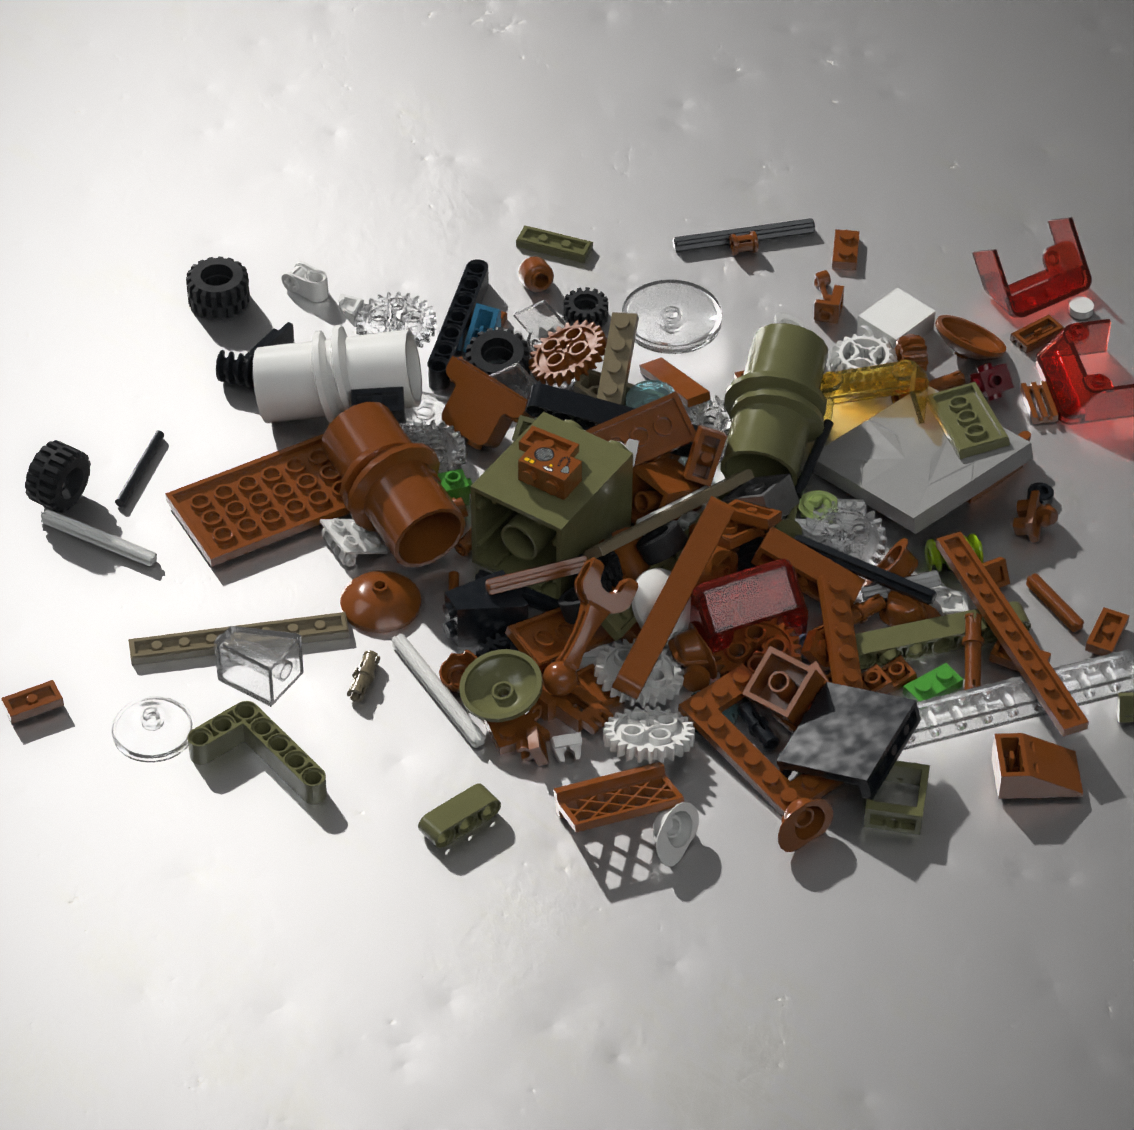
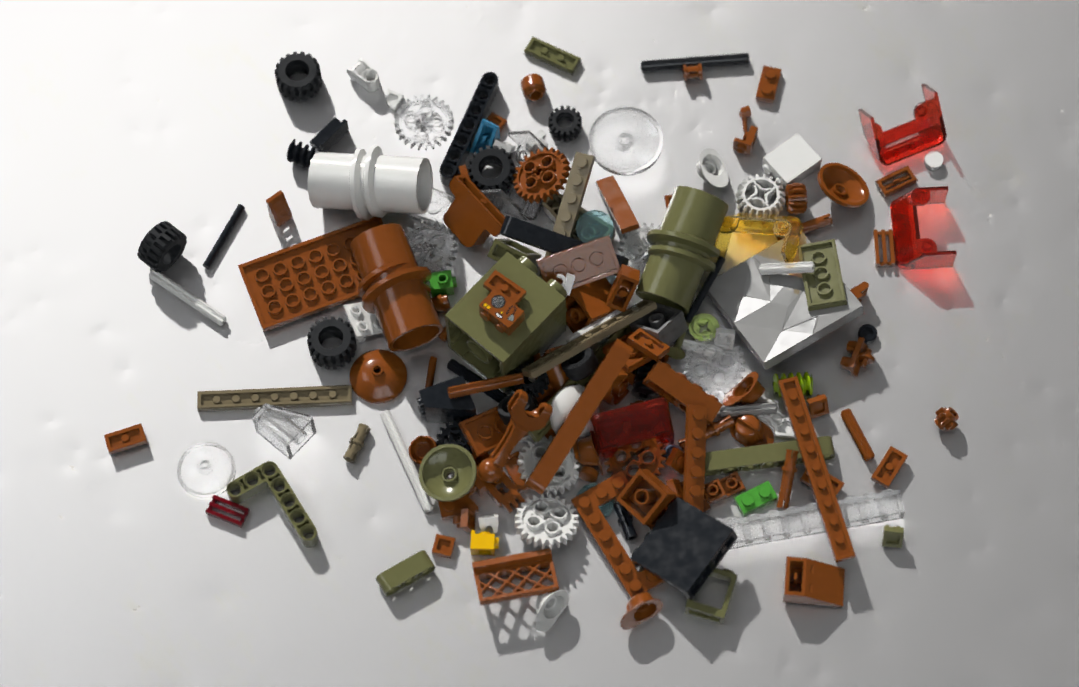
camera: 10 degrees right, 20 degrees up
(192, 767) = (212, 504): none -> dark red tile
(213, 427) = (278, 208): none -> dark orange slope
(310, 564) = (328, 329): none -> black tyre
(390, 397) = (394, 214): black panel -> none
(507, 782) = (443, 546): none -> dark orange tile
(564, 769) = (483, 543): none -> yellow brick
(872, 572) = (724, 398): black axle -> none
(919, 417) = (787, 268): none -> white axle
(992, 380) = (850, 228): dark red brick -> none

